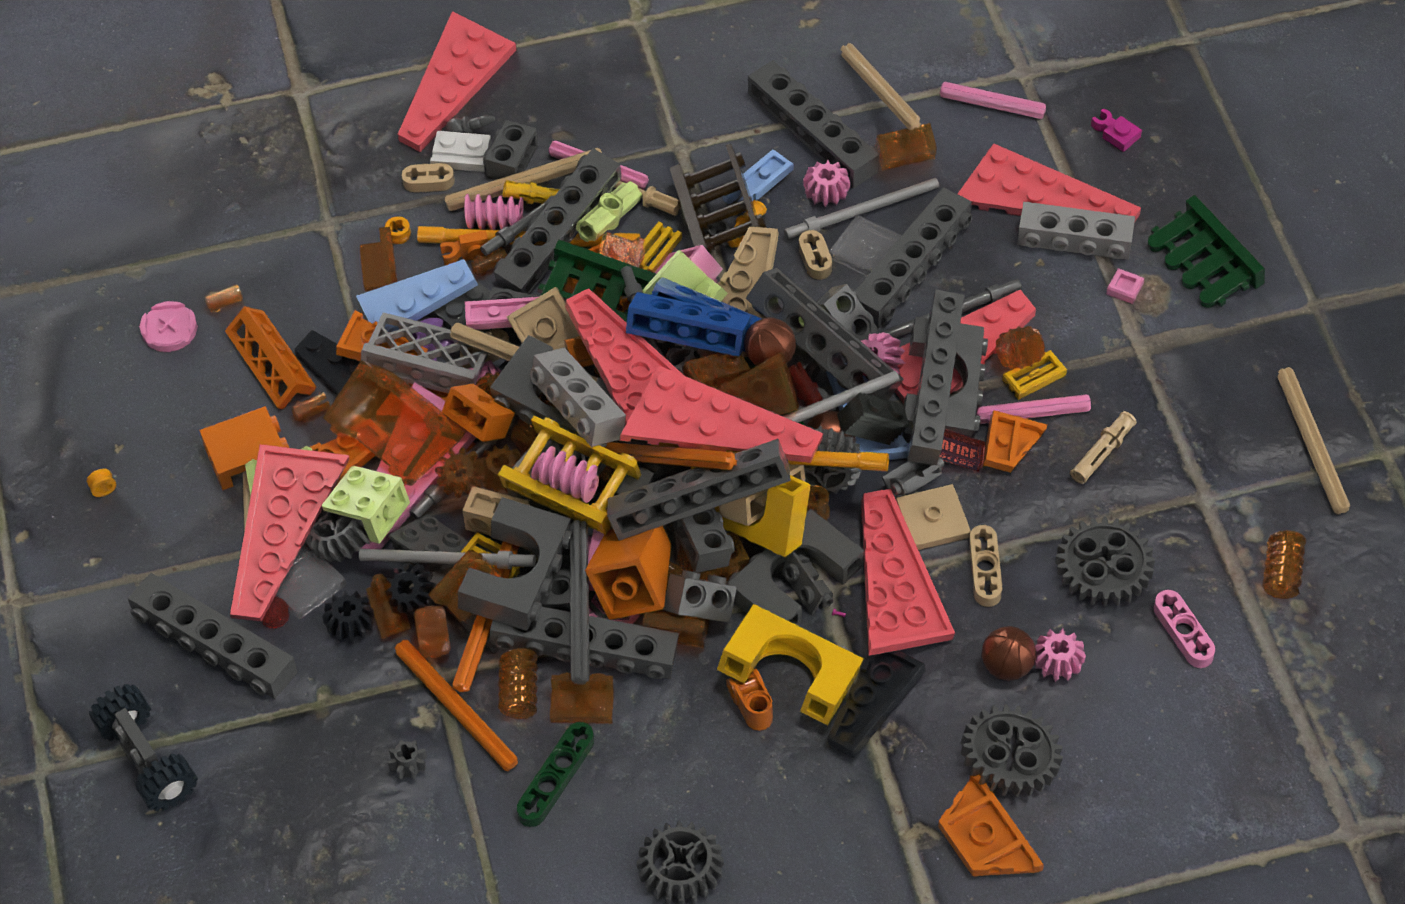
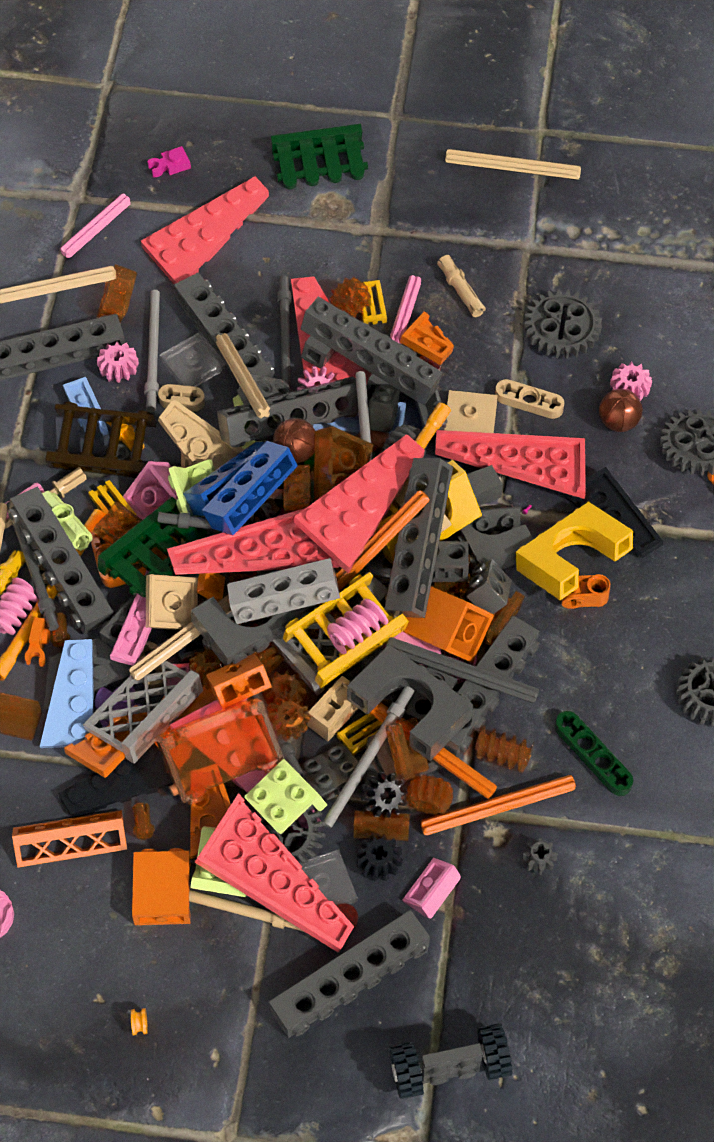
camera: 70 degrees left, 5 degrees up
(337, 678) = (432, 887): none -> bright pink slope
(582, 703) = (533, 718): clear orange bracket -> none
(836, 274) = (243, 376): none -> tan axle
(1076, 230) = (256, 223): light grey brick -> none
(1125, 286) = (319, 216): bright pink tile -> none
(1184, 641) = (631, 309): bright pink beam -> none
(1284, 564) = (614, 222): clear orange piece -> none

